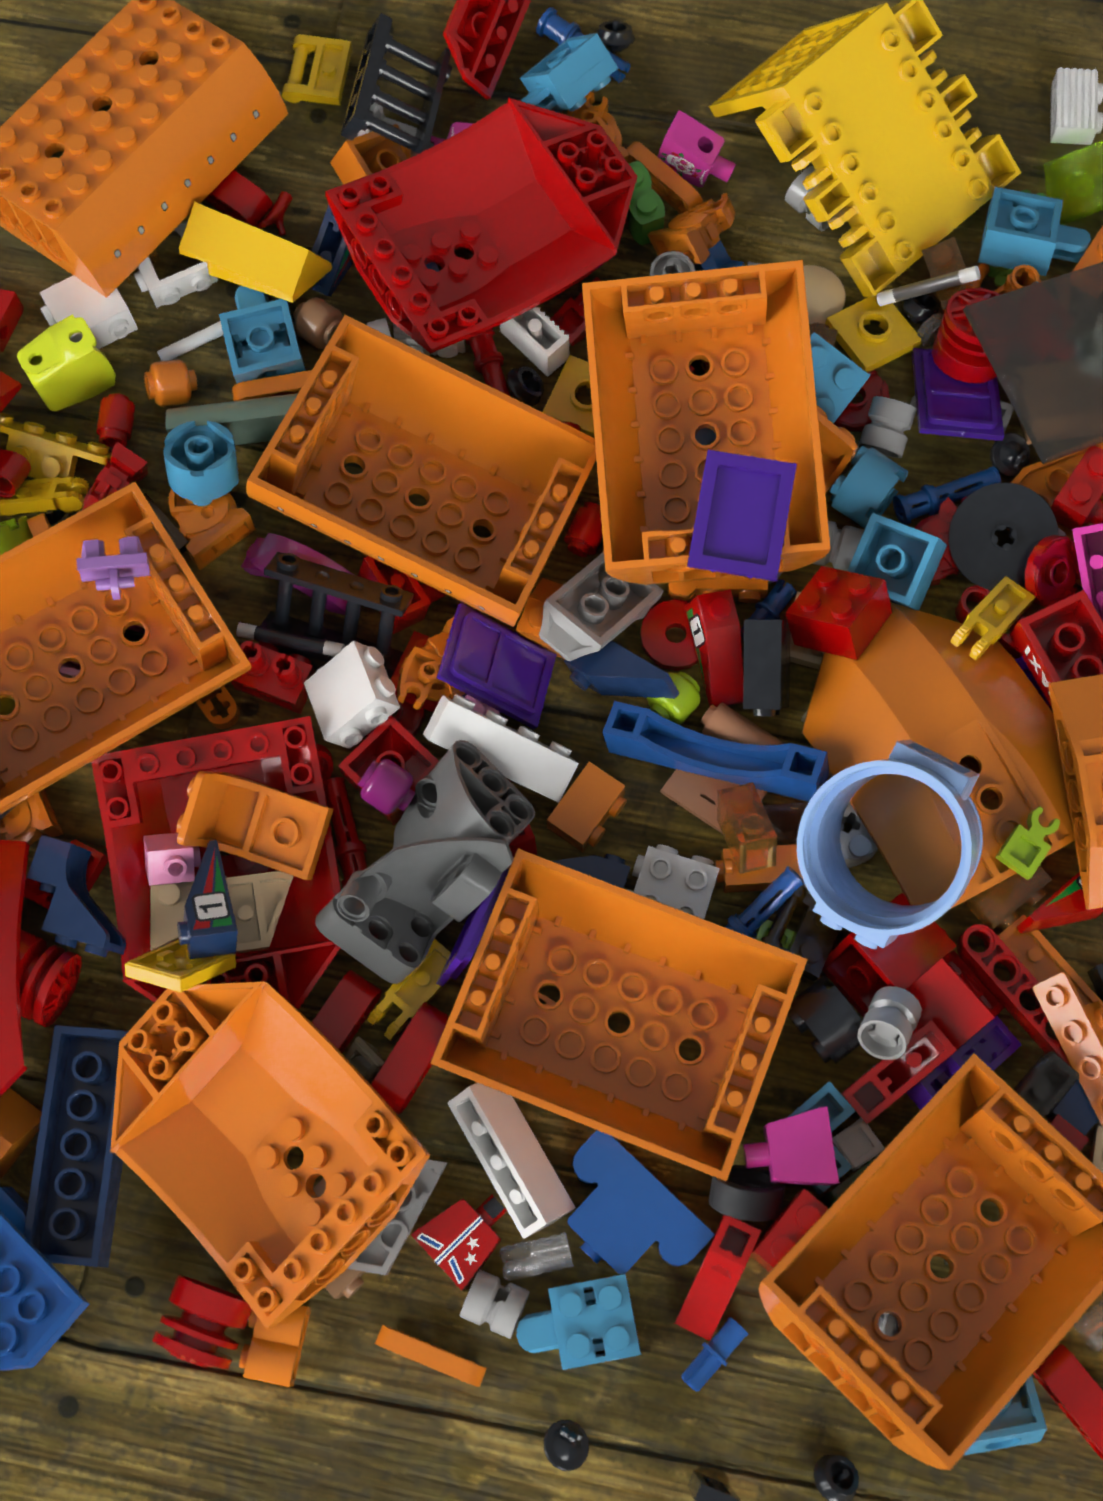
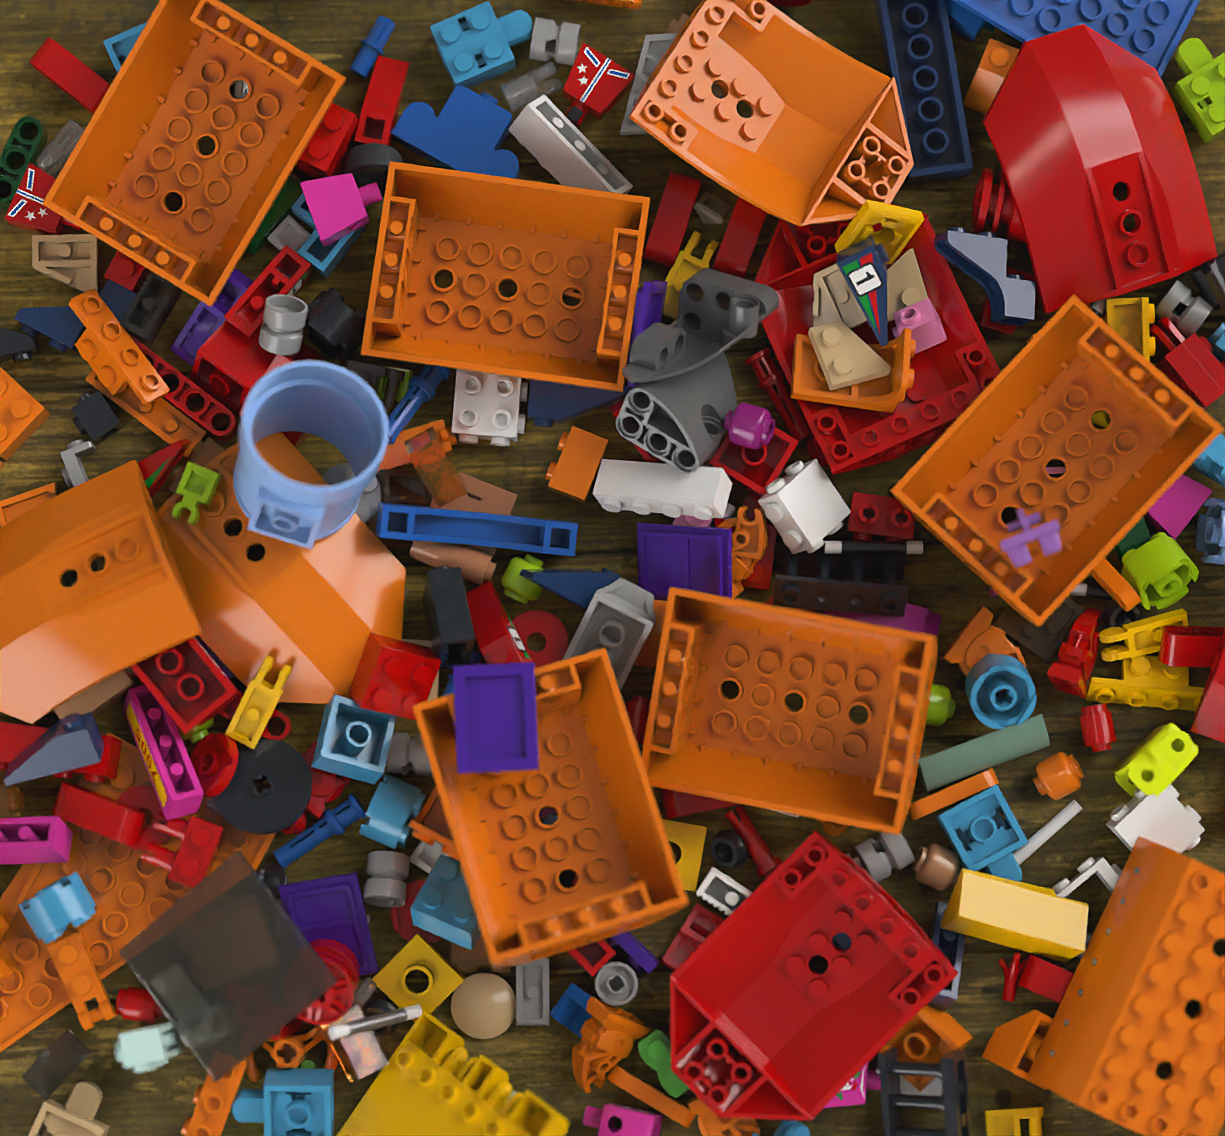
camera: 160 degrees right, 10 degrees up
(260, 840) = (845, 356): none -> tan wing
(289, 143) = (1018, 1042): none -> orange slope

